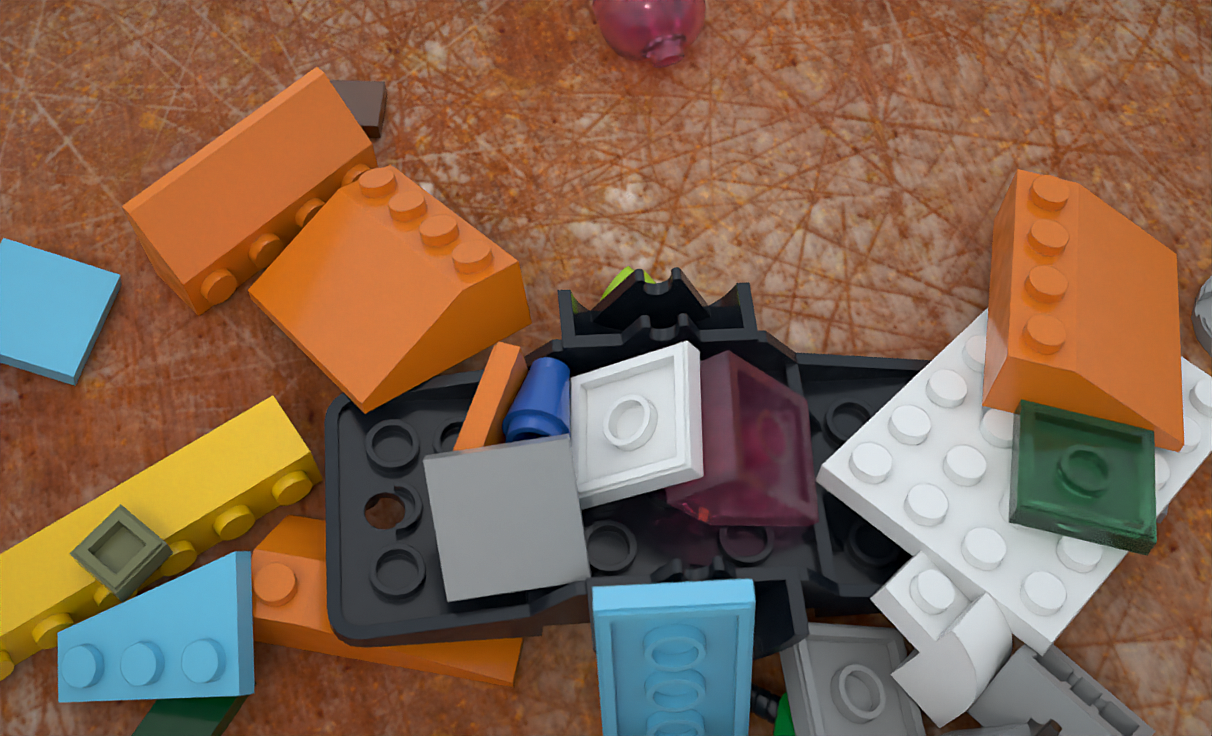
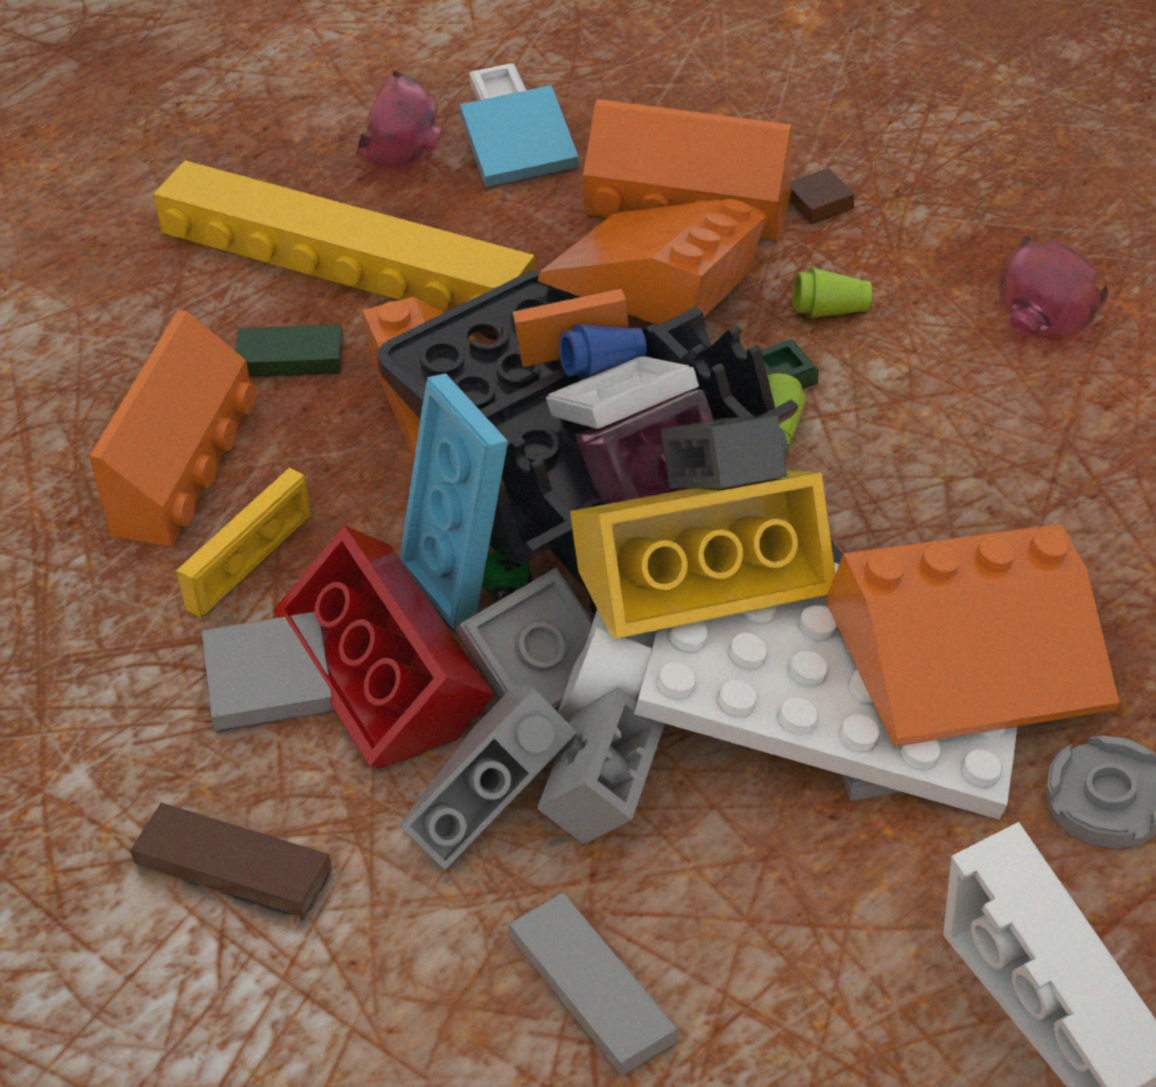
camera: 60 degrees right, 15 degrees down
(121, 553) = (365, 243): olive tile -> none
(167, 642) = (328, 296): medium azure wing -> none
(507, 179) = (829, 293): none -> lime cone
(507, 517) = (501, 358): light grey tile -> none
(574, 268) = (790, 360): none -> dark green tile
(829, 381) = (725, 452): none -> dark grey brick
(912, 476) = (705, 552): none -> yellow slope
(1083, 477) = (803, 674): clear green tile -> none

